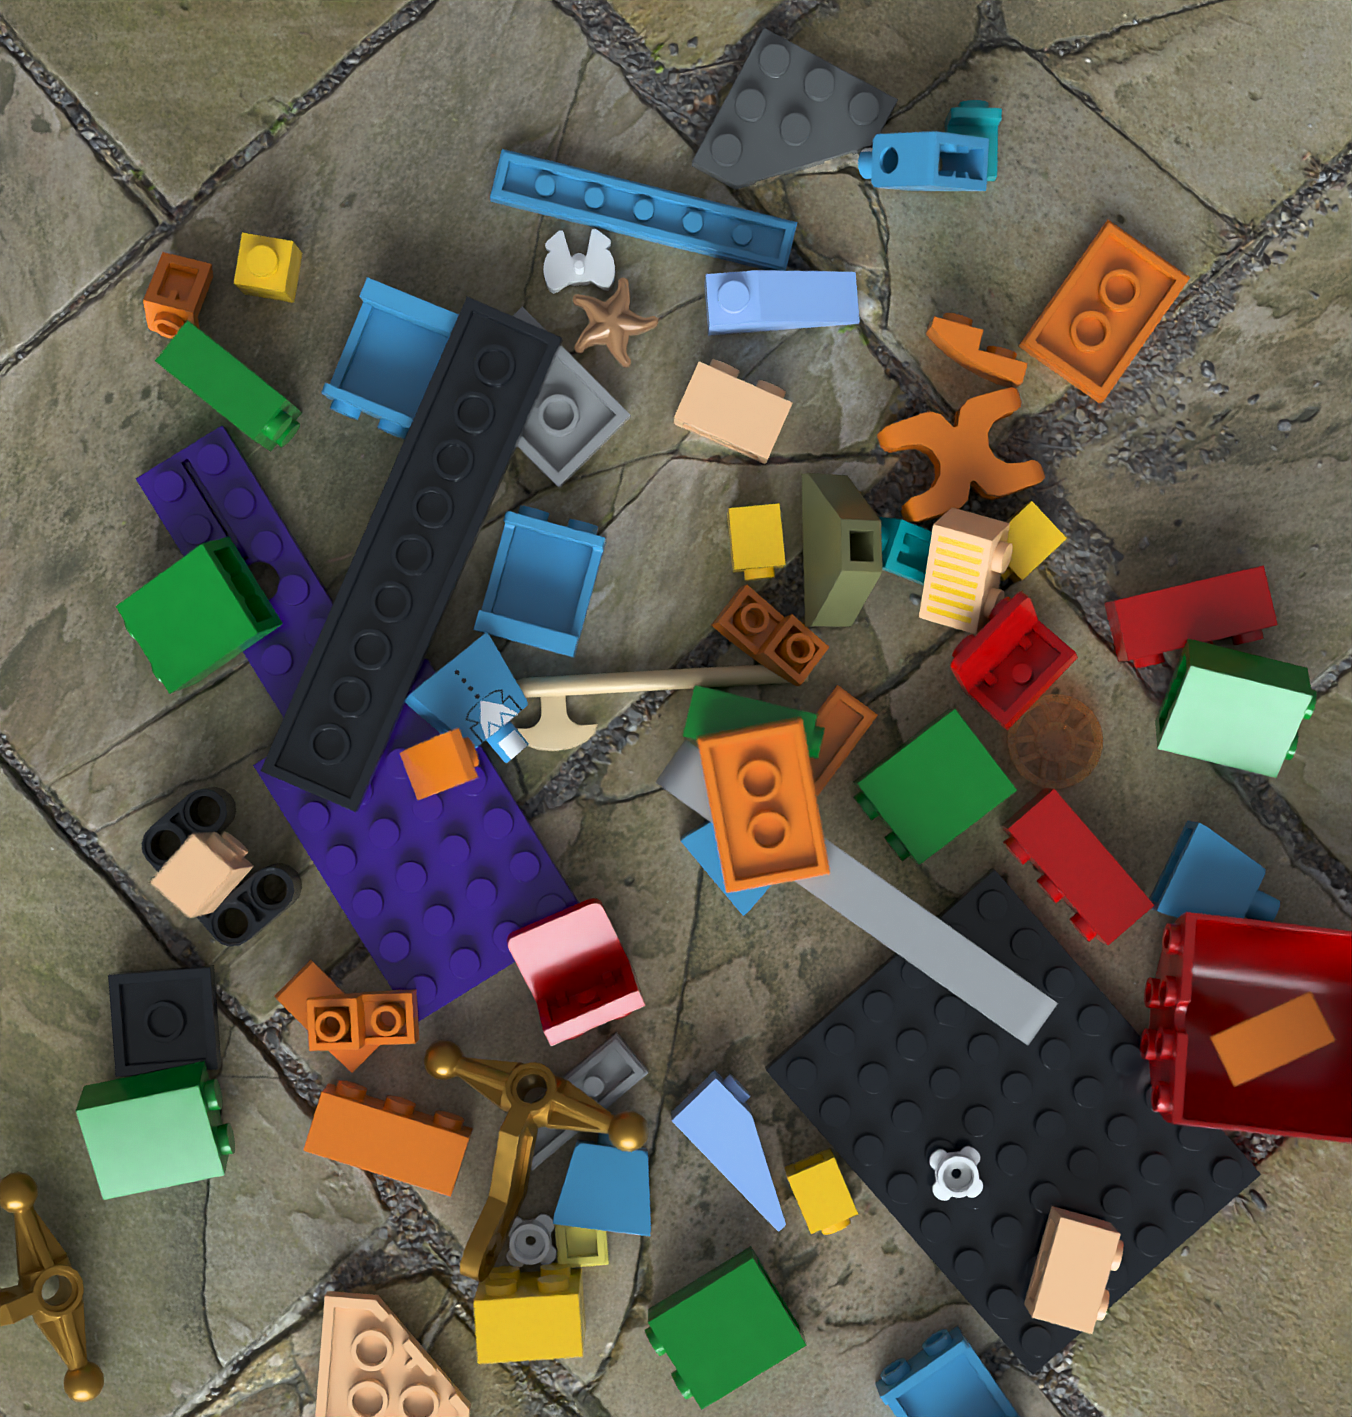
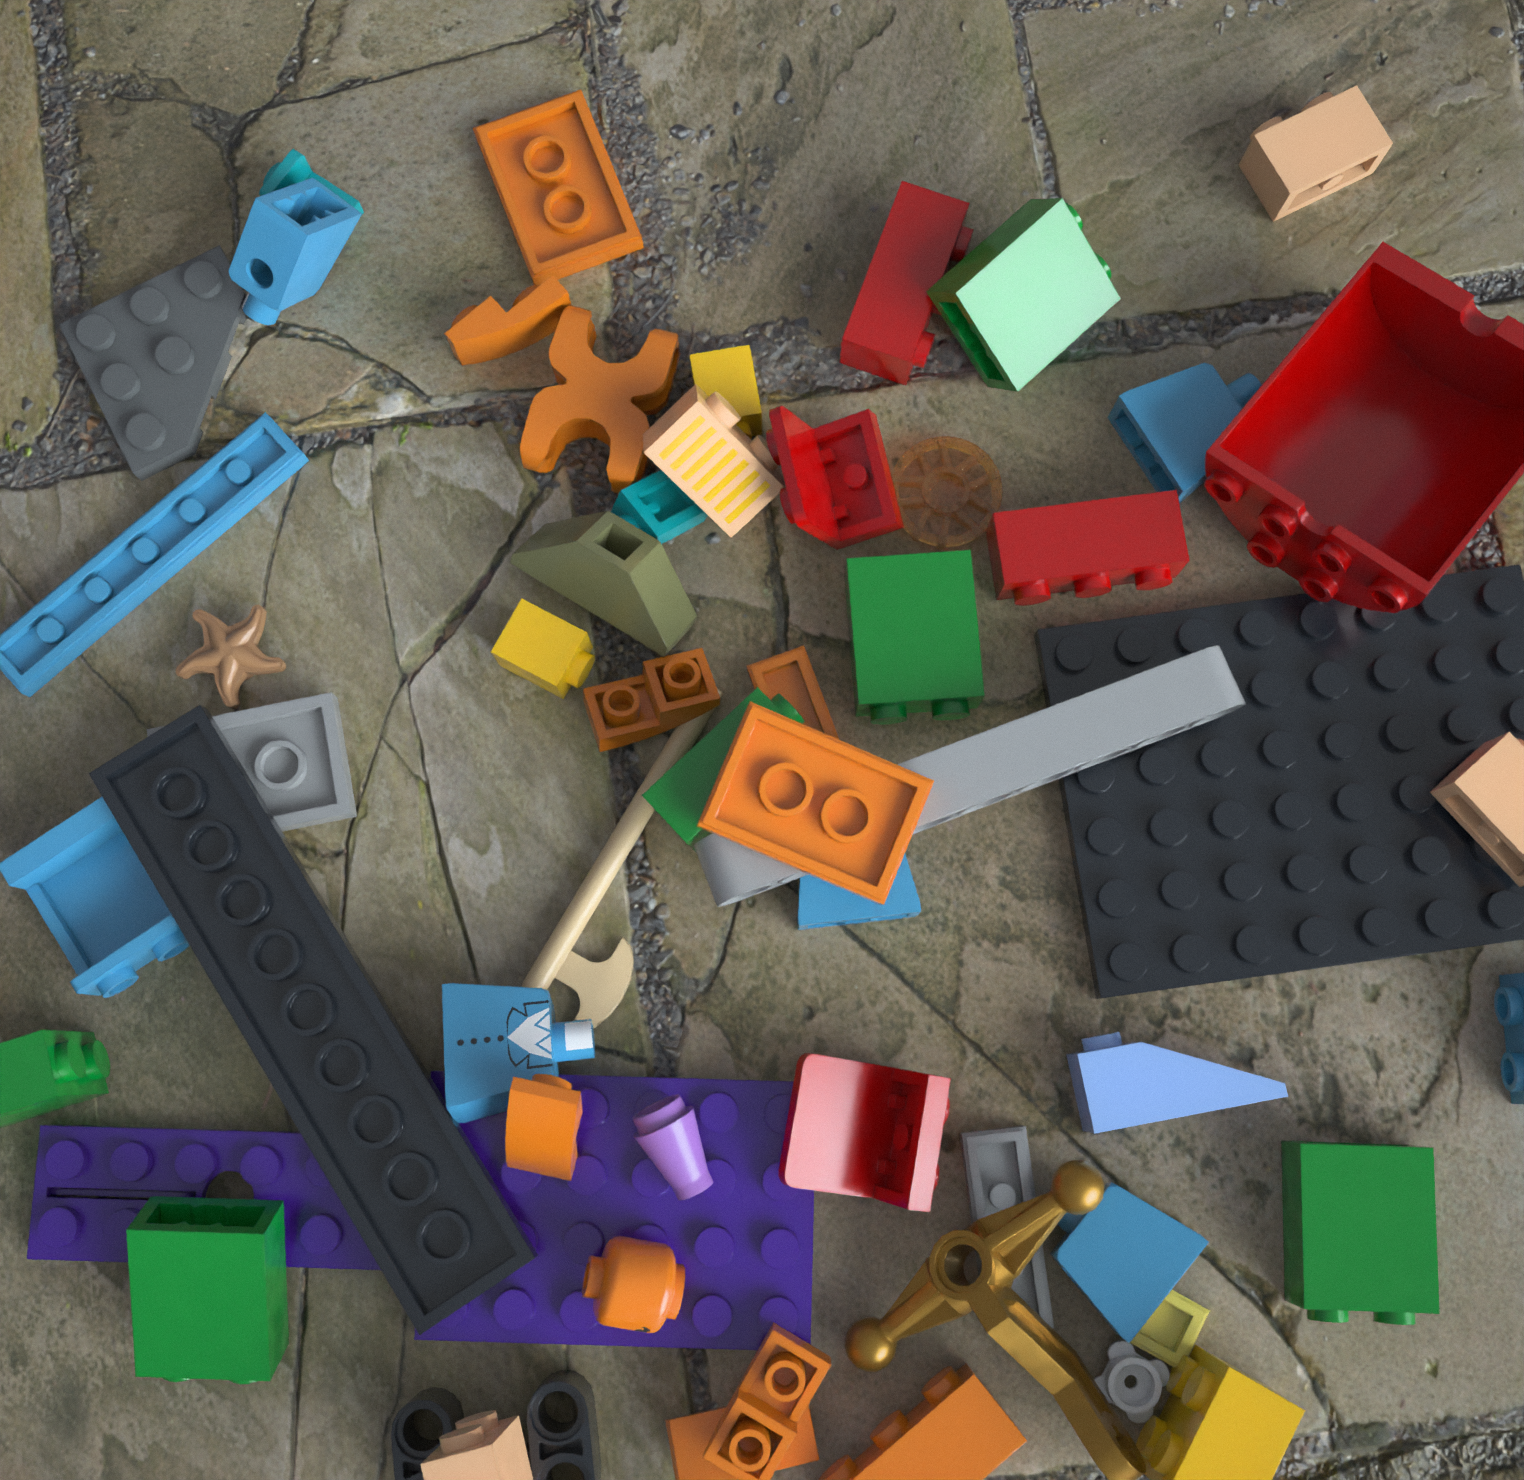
camera: 55 degrees left, 10 degrees down
(381, 886) = (634, 1284): none -> orange head
(485, 851) = (674, 1145): none -> medium lavender cone
(541, 581) = (436, 895): dark azure panel -> none
(564, 270) = (156, 654): white piece -> none
(732, 410) = (400, 590): light nougat brick -> none
(779, 300) = (324, 479): light blue slope -> none
(821, 1193) = (1270, 1023): yellow brick -> none
(966, 1184) = (1355, 863): white plate -> none
(1272, 1038) = (1397, 440): orange slope -> none

